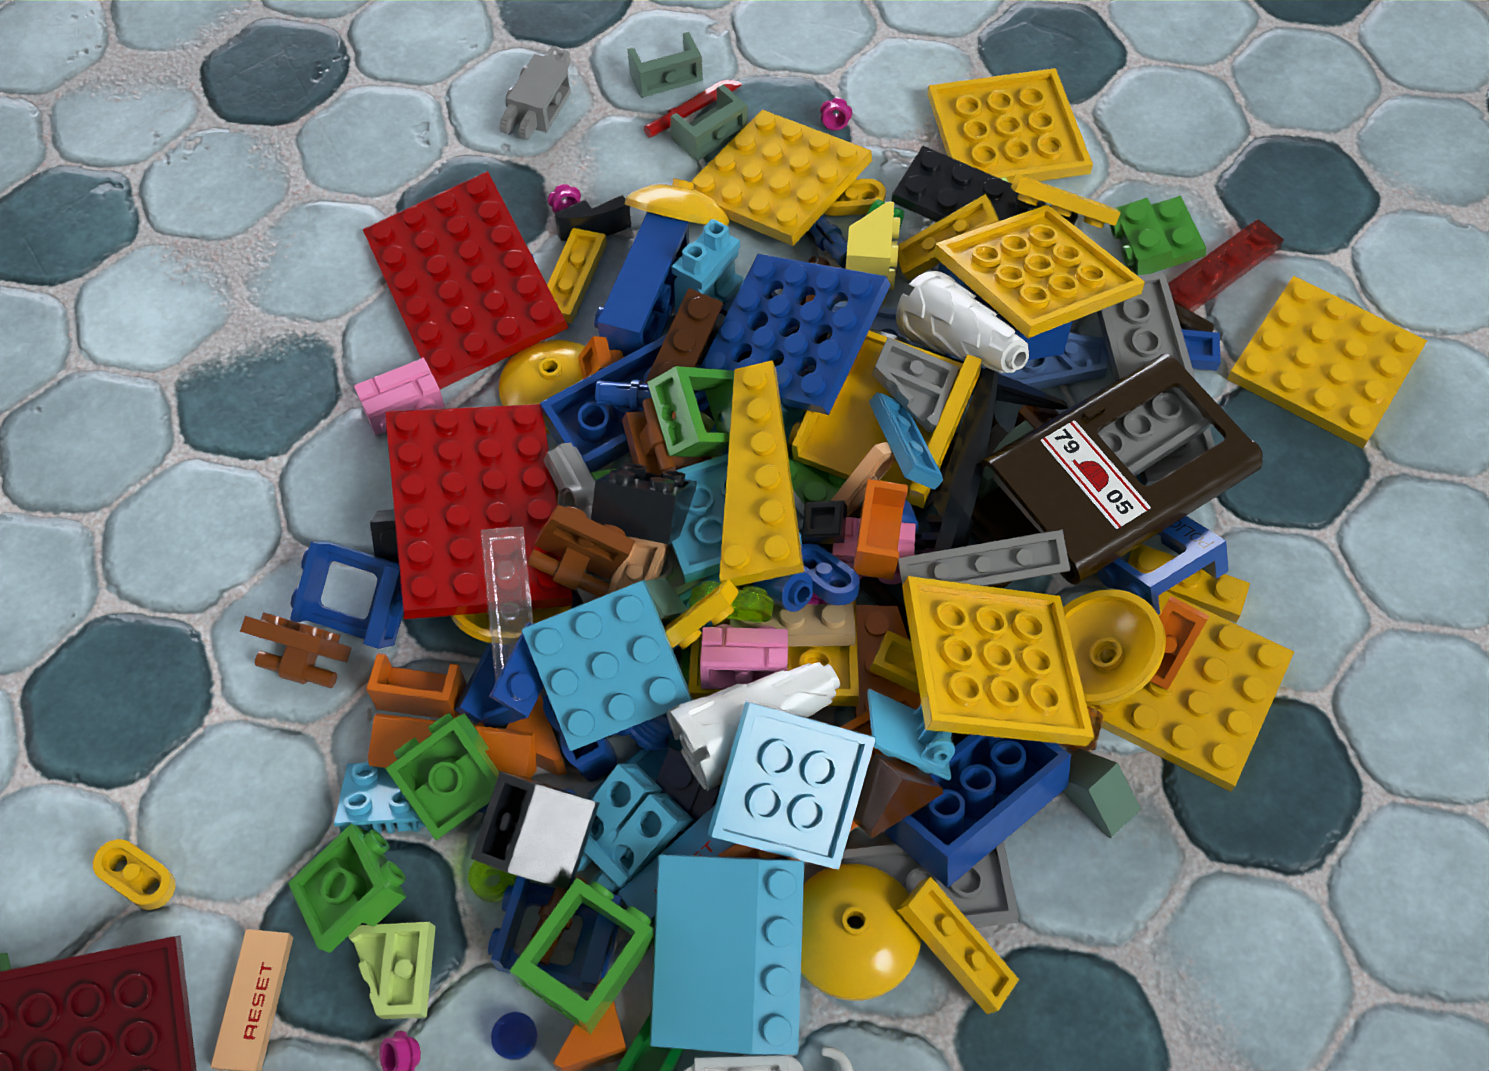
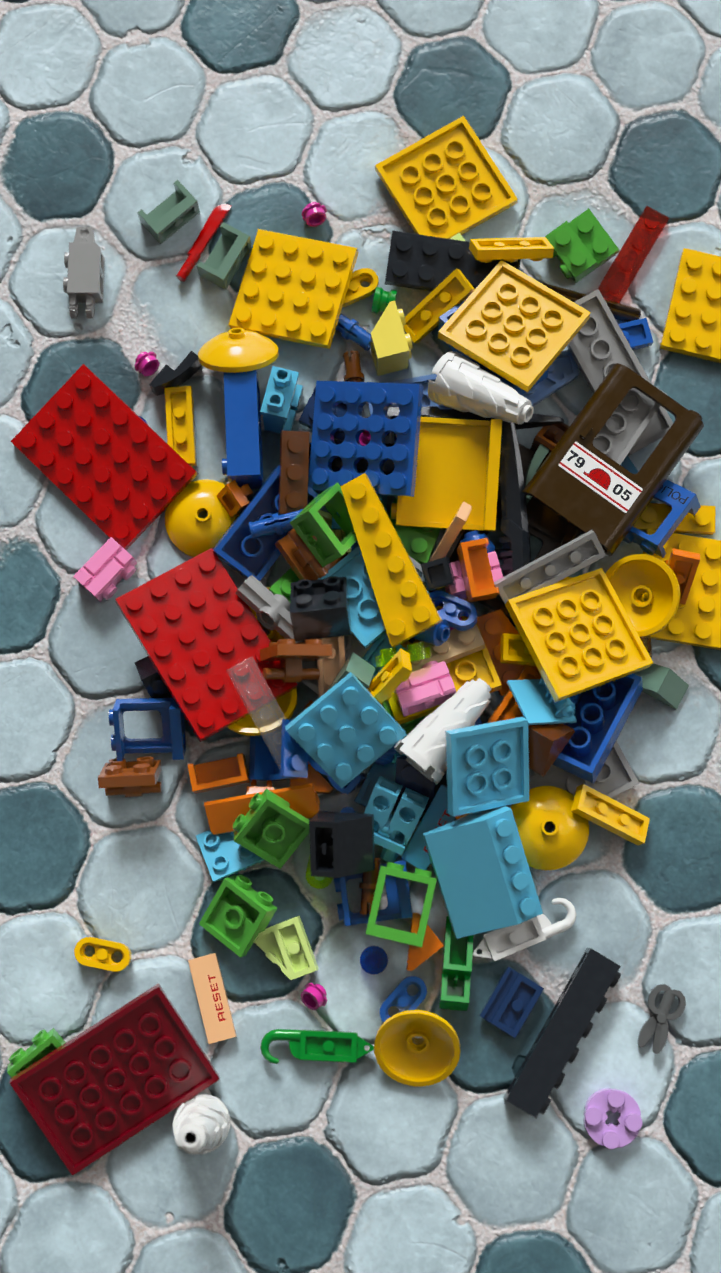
camera: 20 degrees left, 20 degrees up
(906, 441) = (471, 498): dark azure tile -> none
(915, 381) = (462, 447): light grey wing -> none

